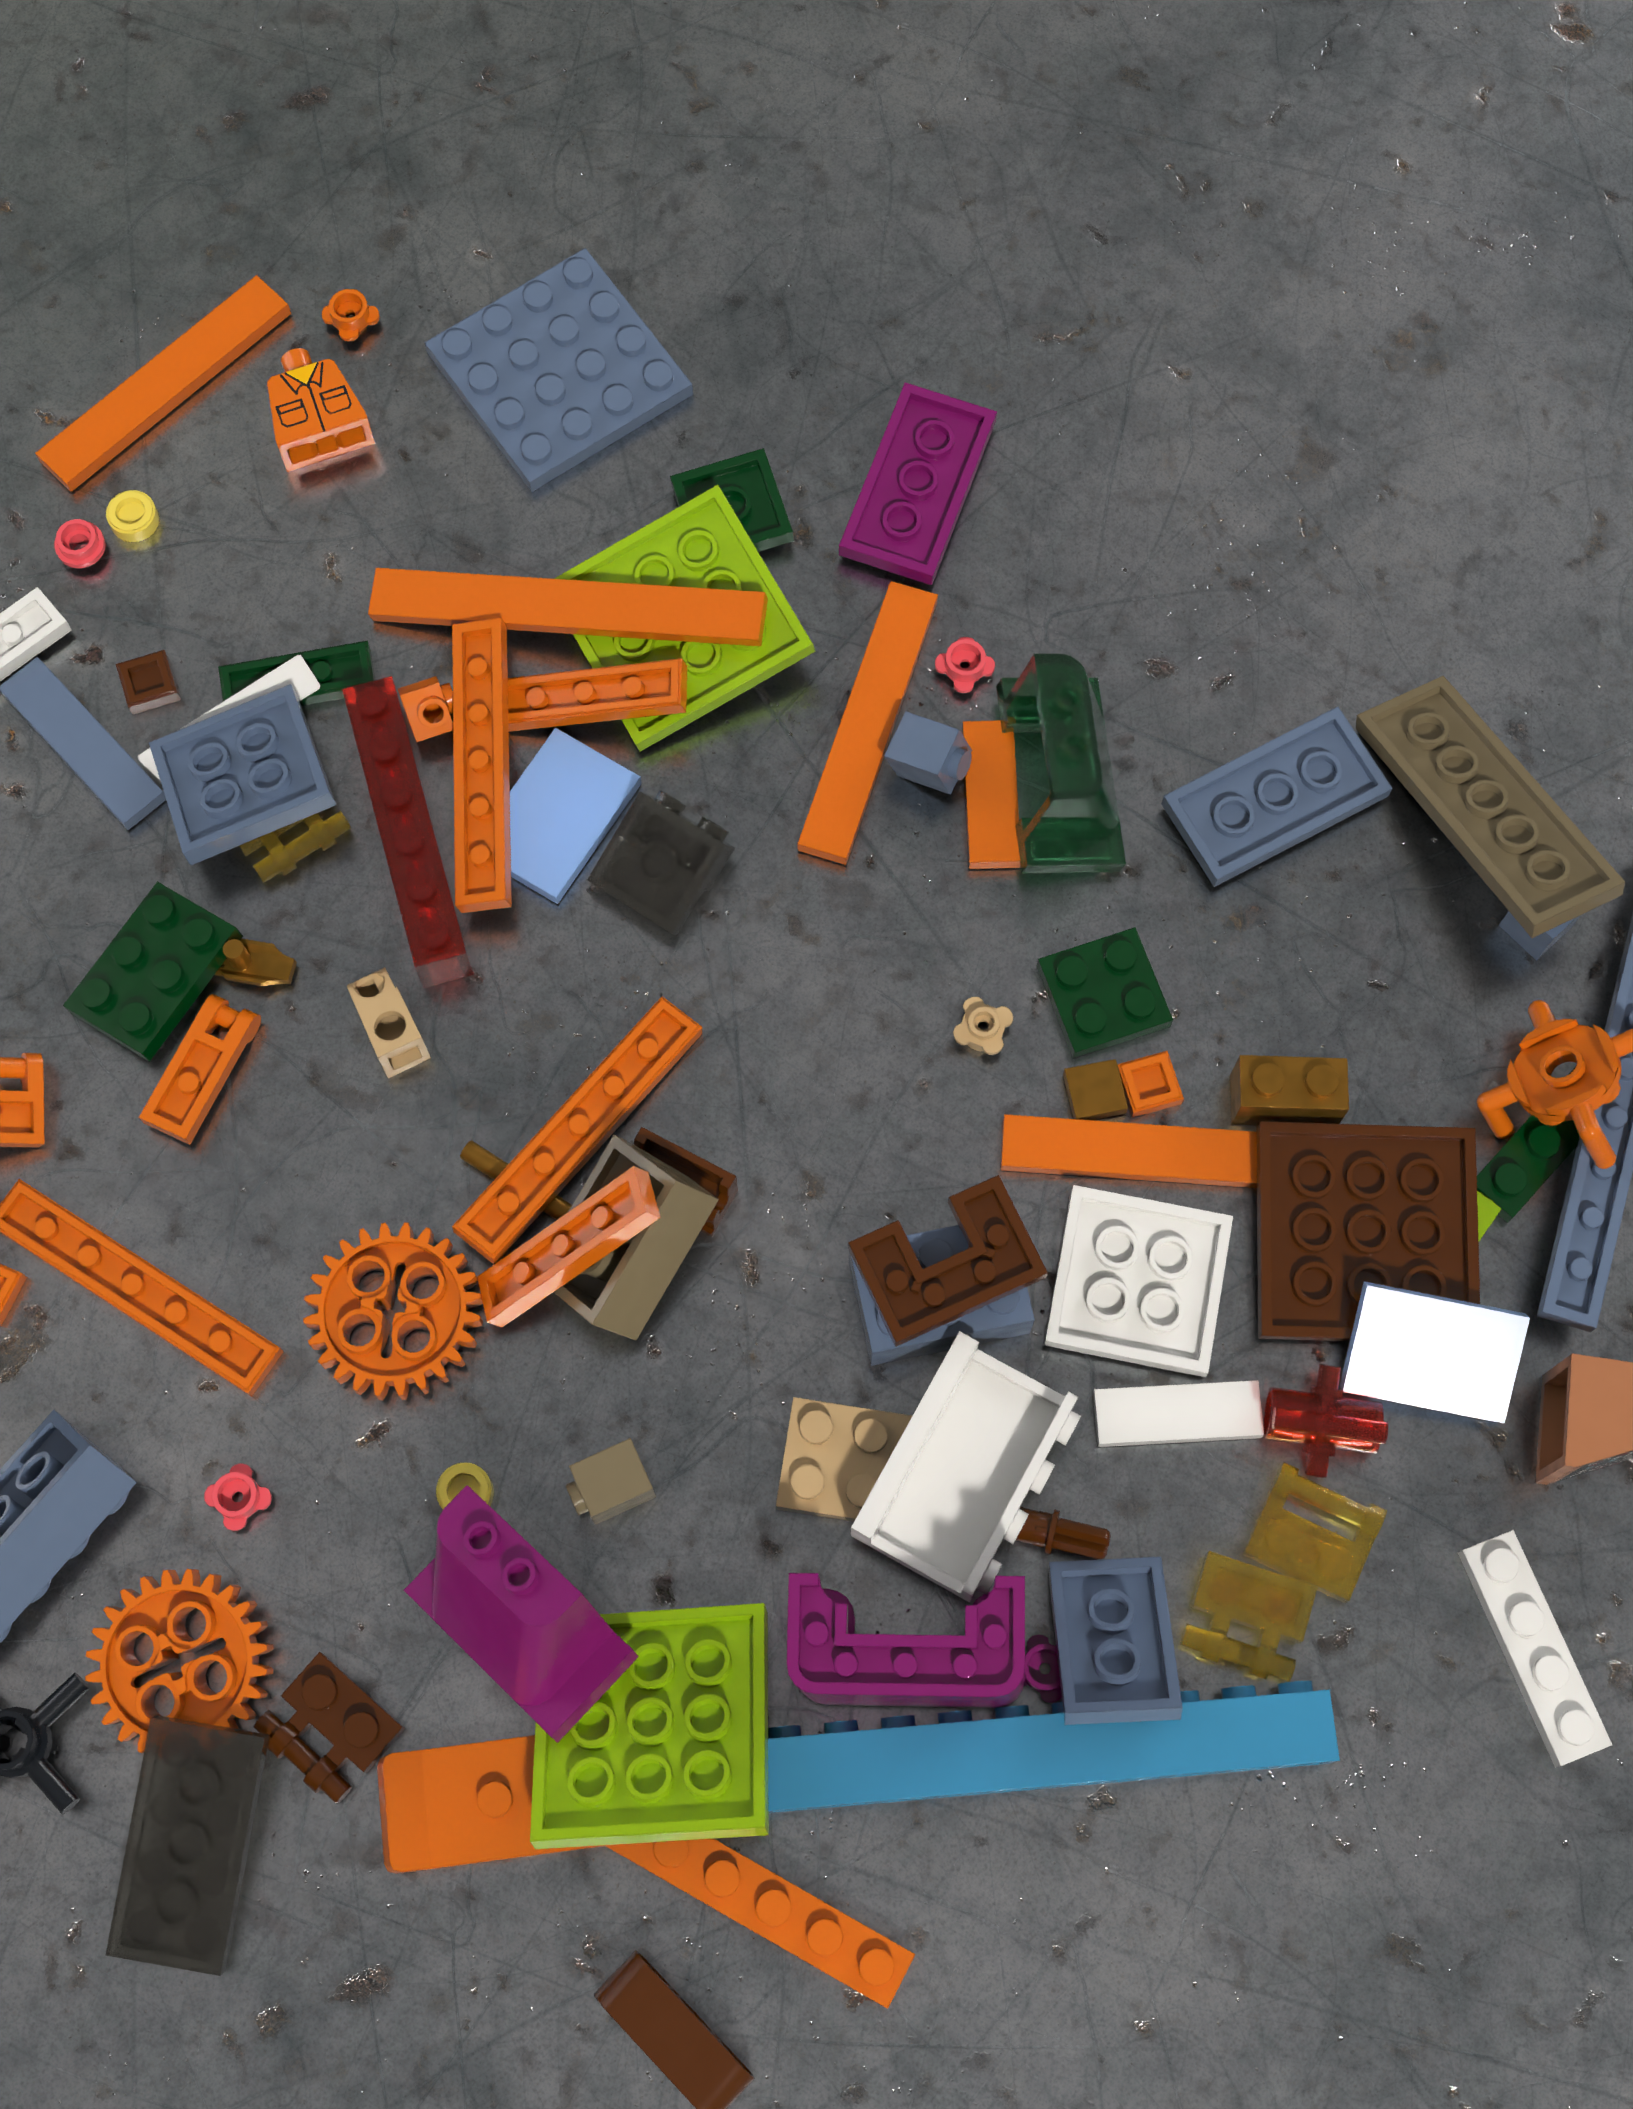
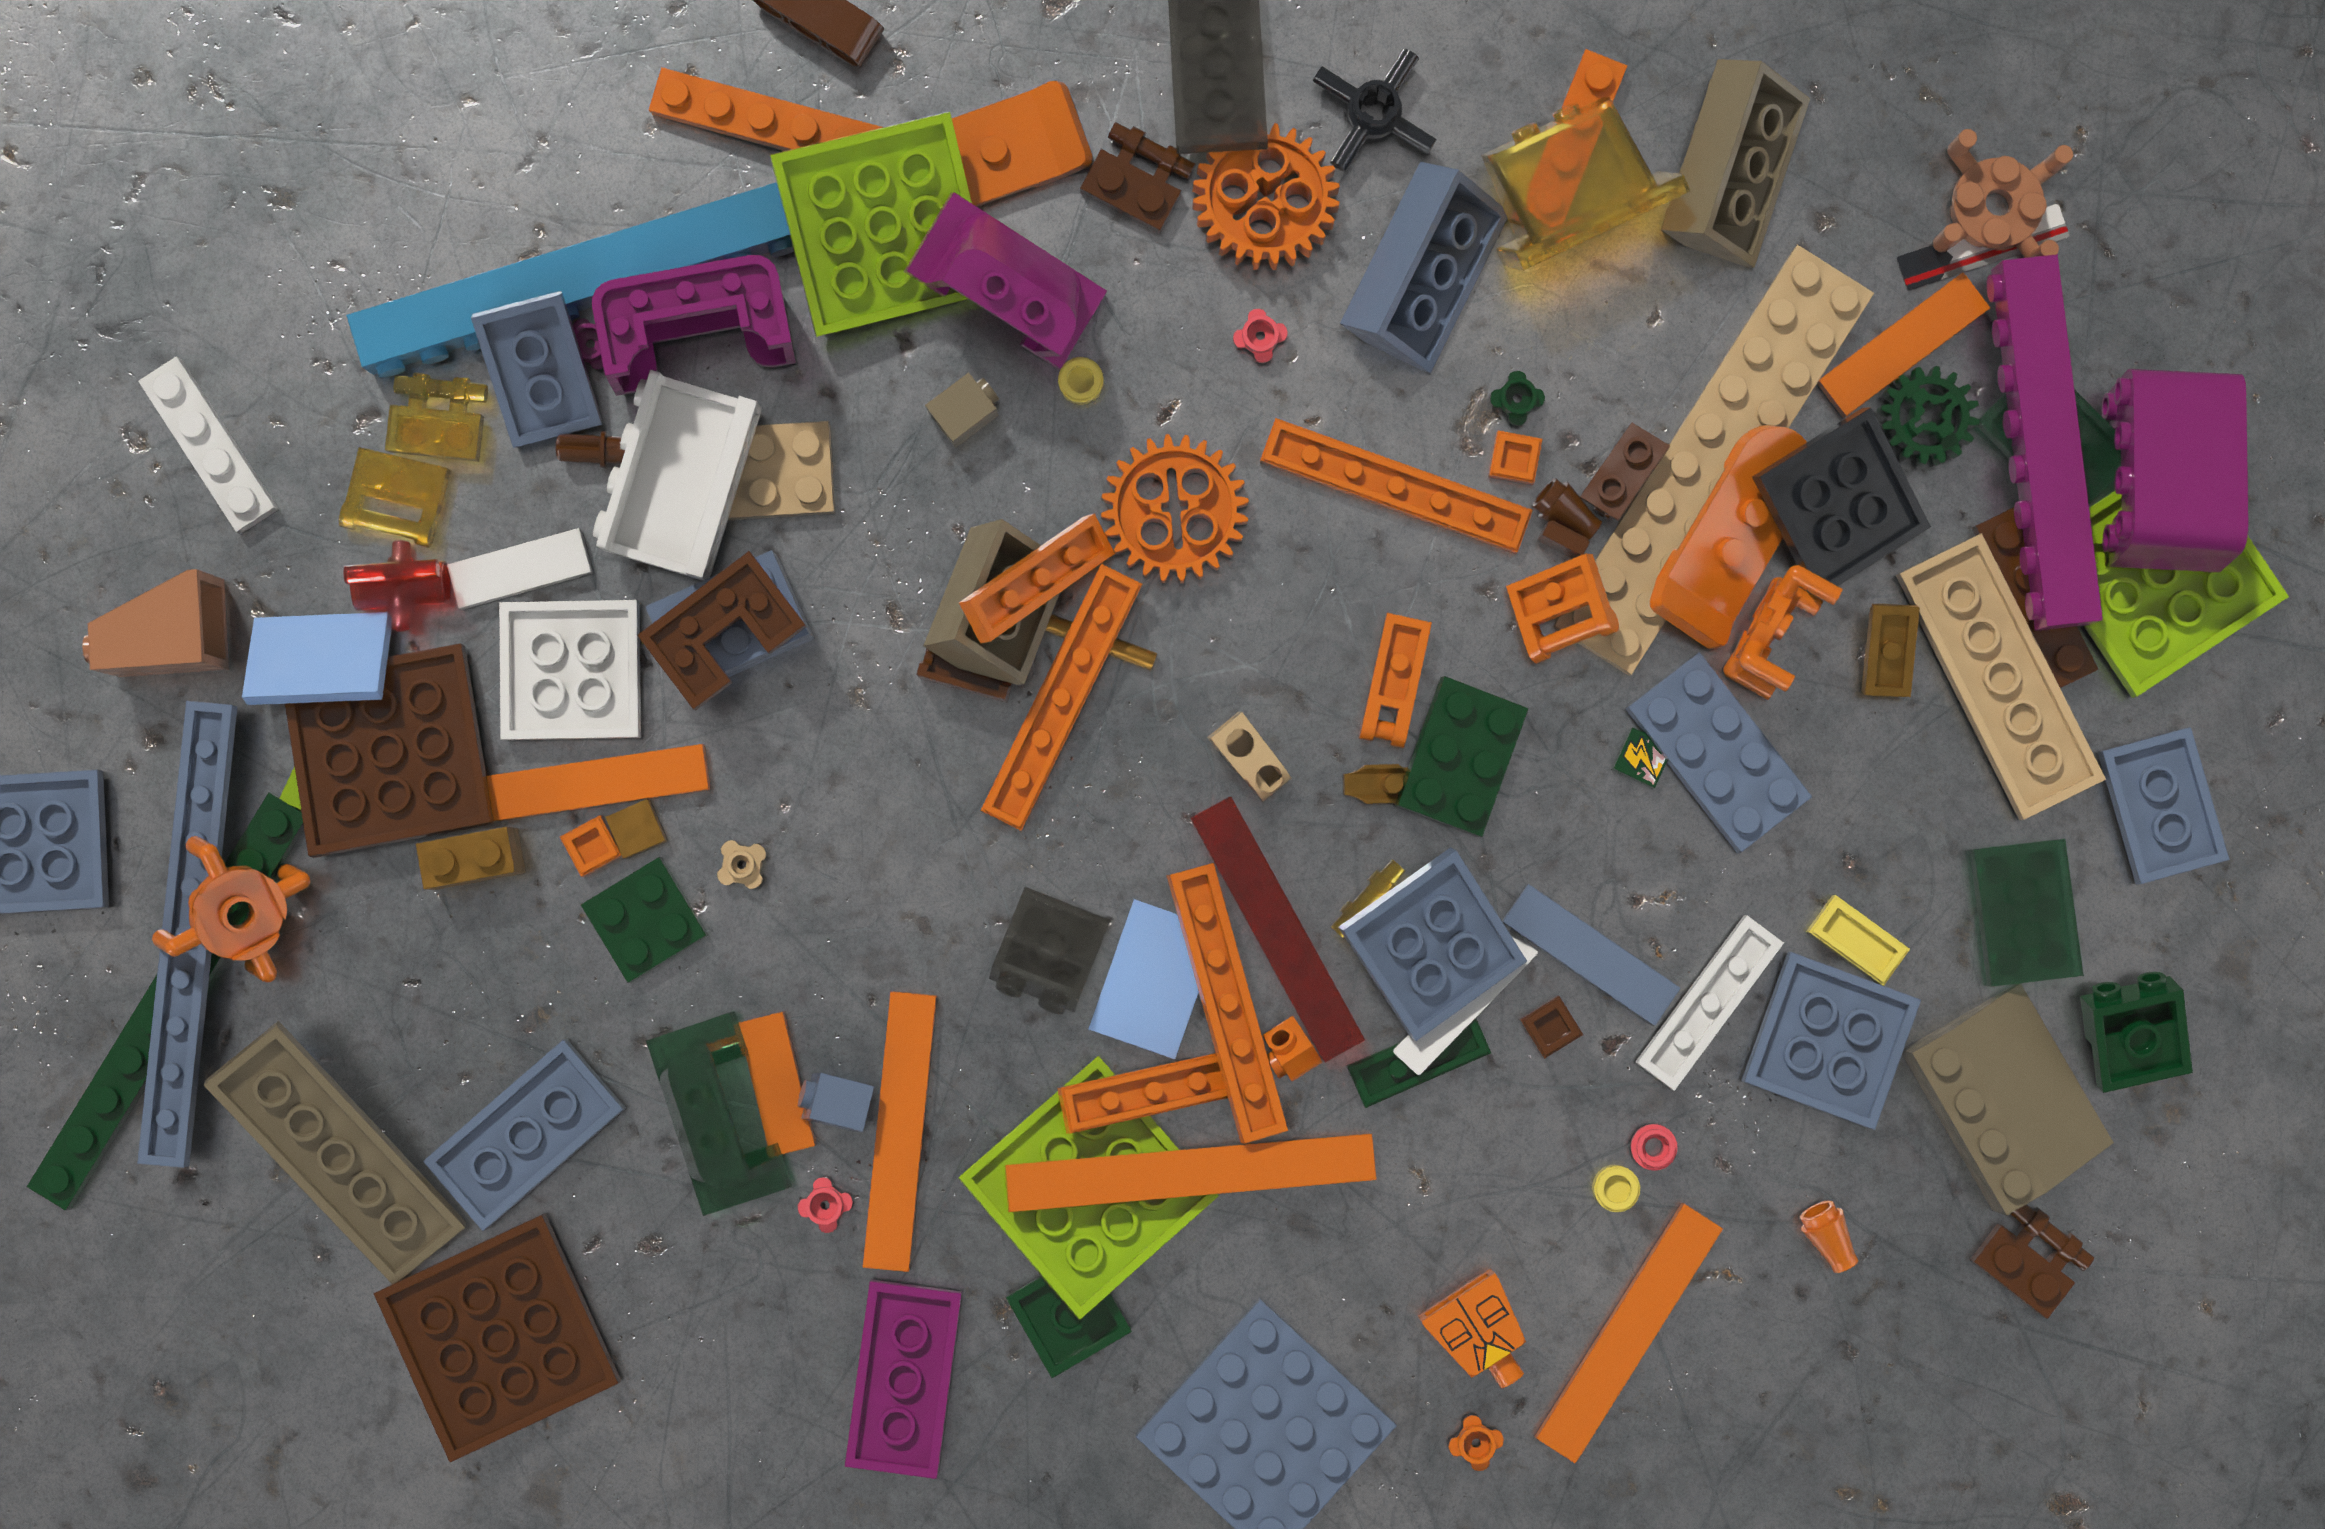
camera: 170 degrees right, 15 degrees up
(1339, 606) = (497, 1337): none -> reddish brown plate

